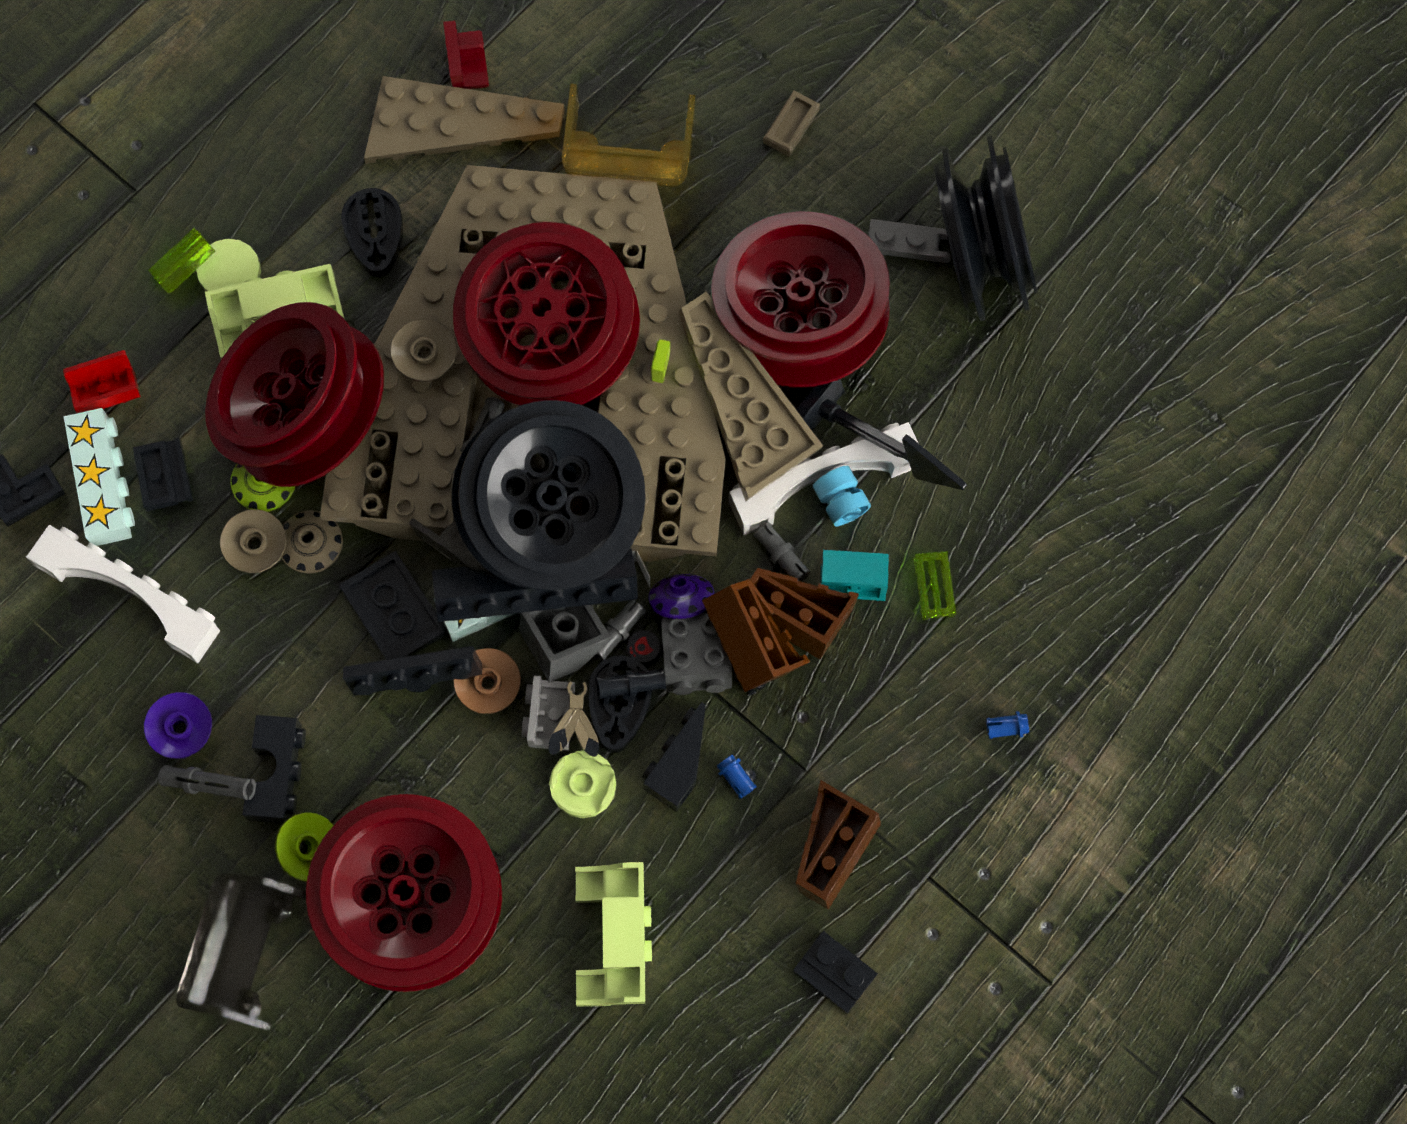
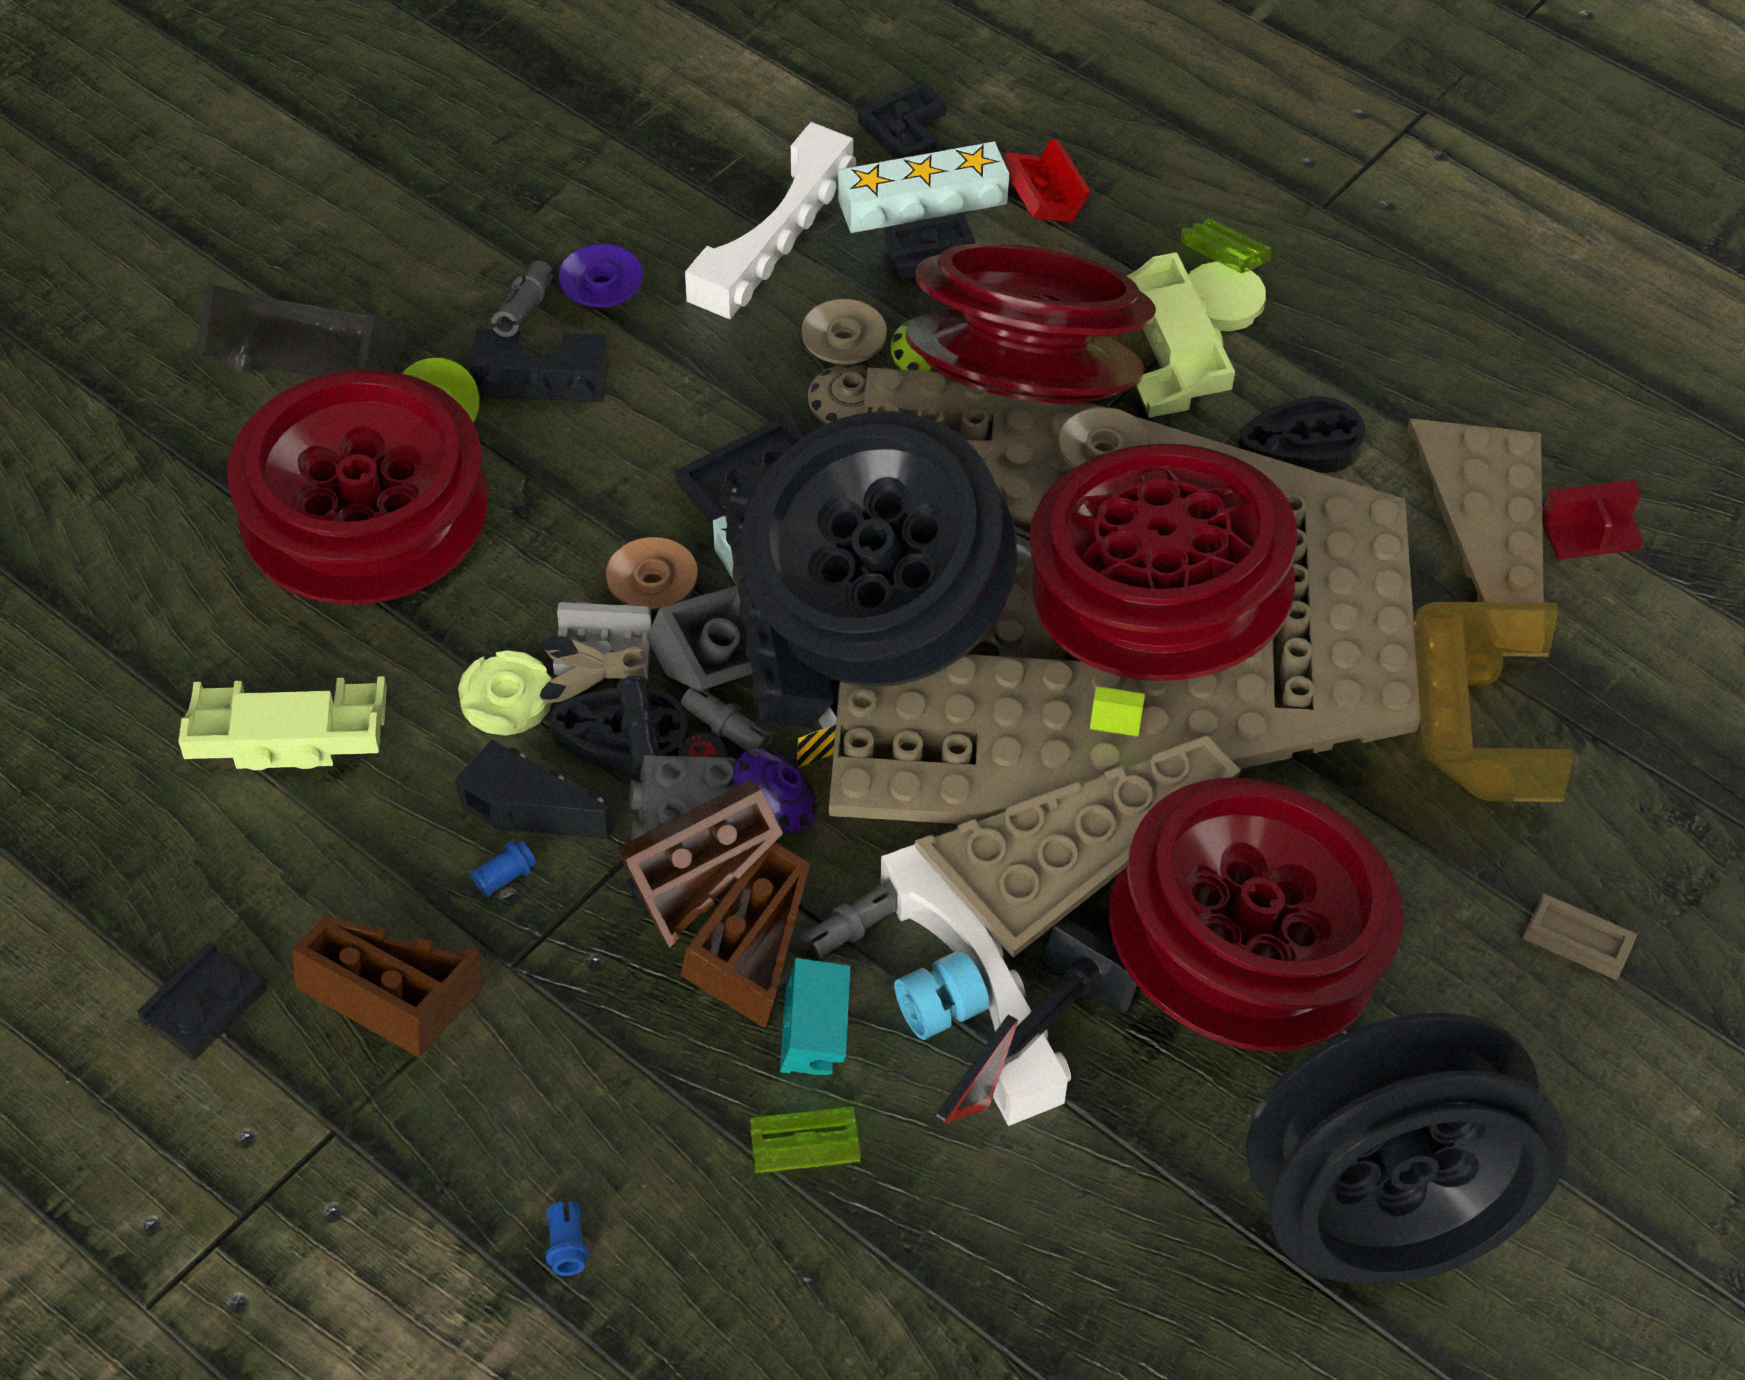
camera: 90 degrees right, 20 degrees down
(413, 672) = (663, 495): black hinge -> none

